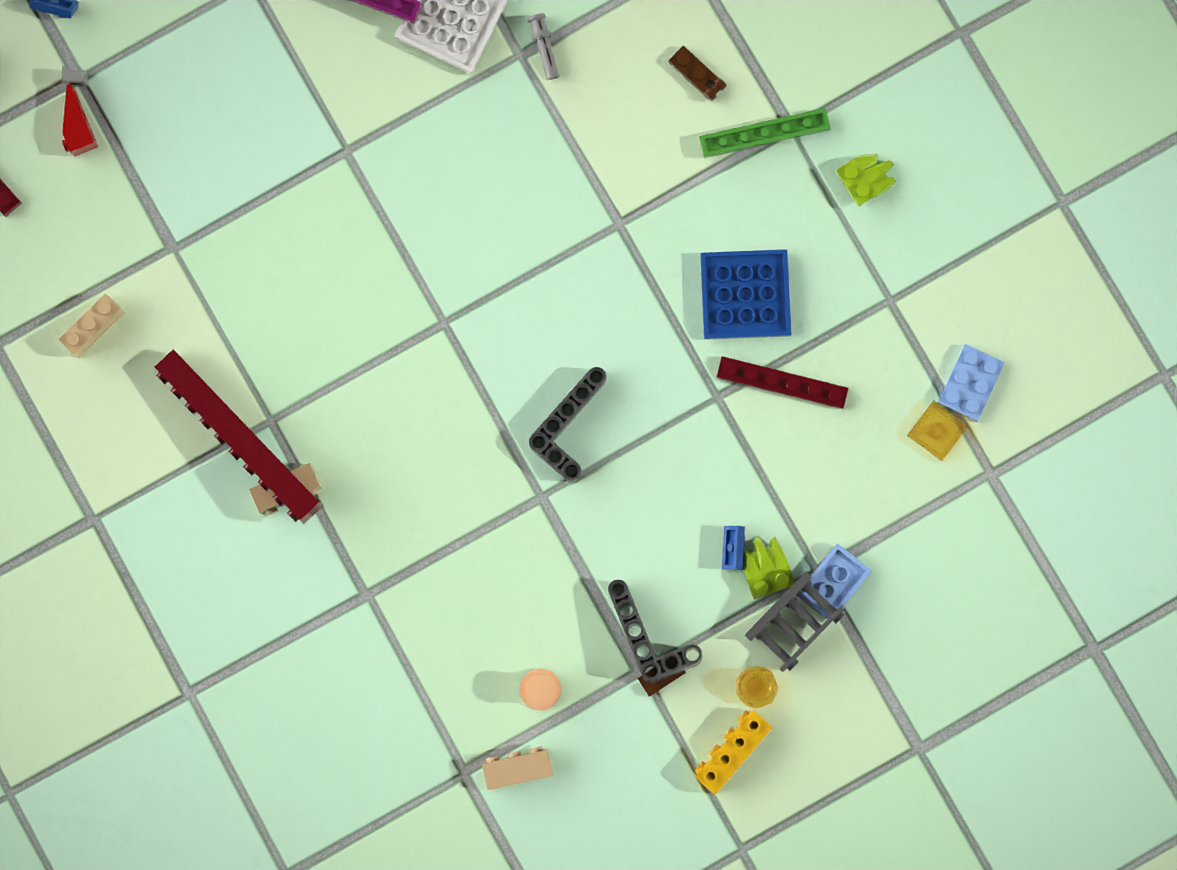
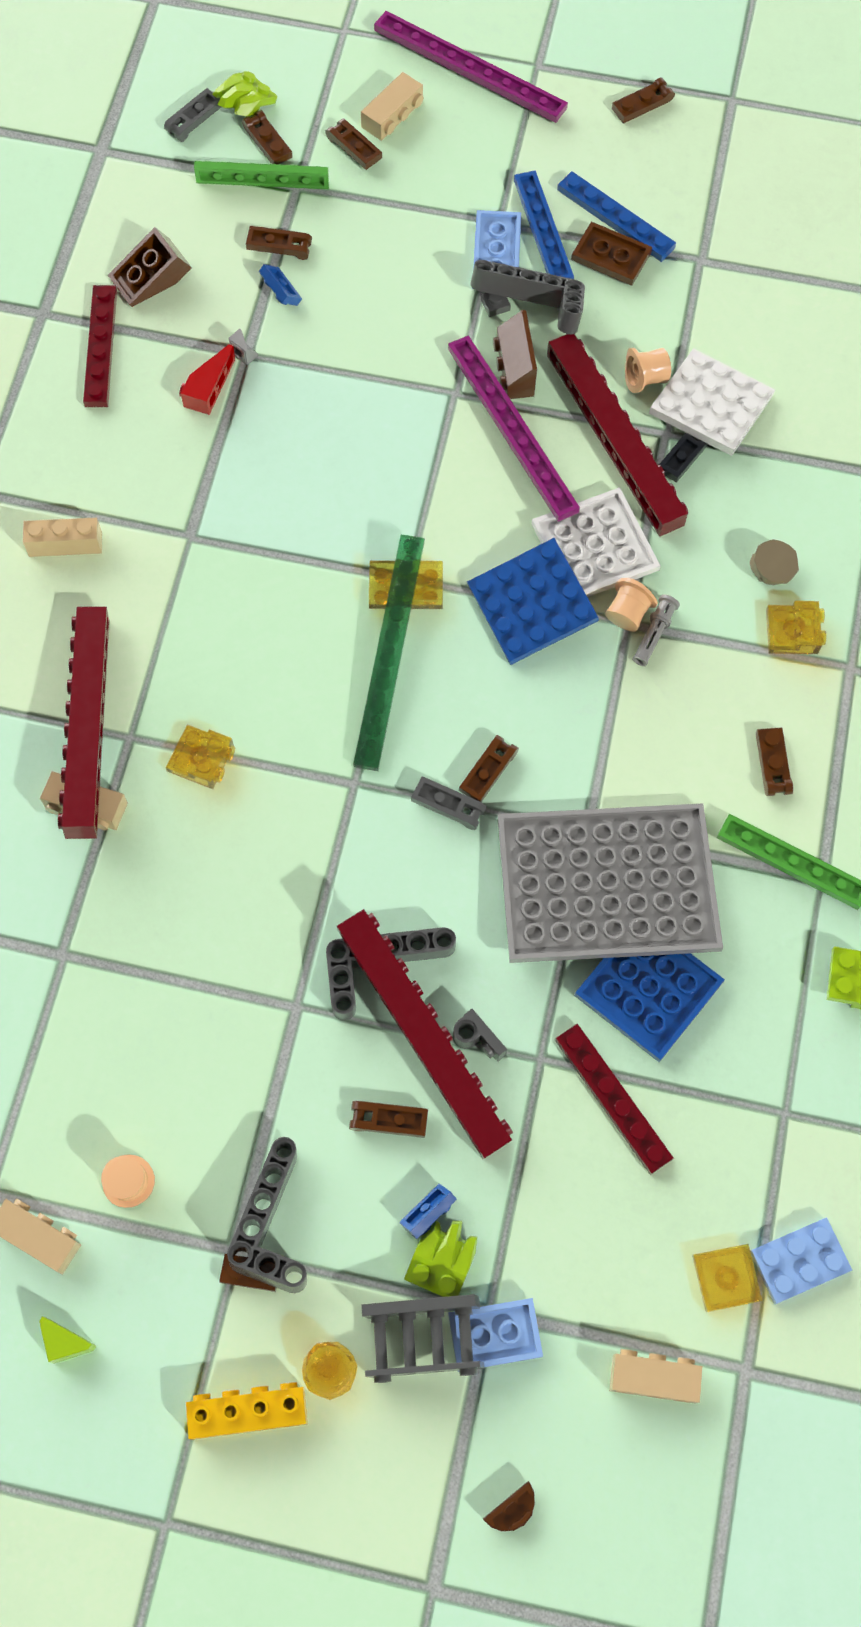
camera: 40 degrees right, 15 degrees down
(330, 393) = (201, 756): none -> clear yellow plate
(352, 157) = (428, 587): none -> clear yellow plate
(386, 214) = (389, 653): none -> clear green plate
(447, 96) = (532, 601): none -> blue plate
(514, 44) = (630, 604): none -> light nougat piece
(516, 284) = (448, 802): none -> dark grey plate
(522, 239) = (488, 769): none -> reddish brown plate
(591, 810) = (61, 1342): none -> lime slope
(637, 446) = (424, 1034): none -> dark red brick
(661, 514) = (389, 1119): none -> reddish brown plate
(663, 249) = (608, 883): none -> light grey plate
(683, 417) = (490, 1043): none -> dark grey plate
(927, 669) = (513, 1511): none -> reddish brown plate
(944, 524) = (656, 1377): none -> tan brick

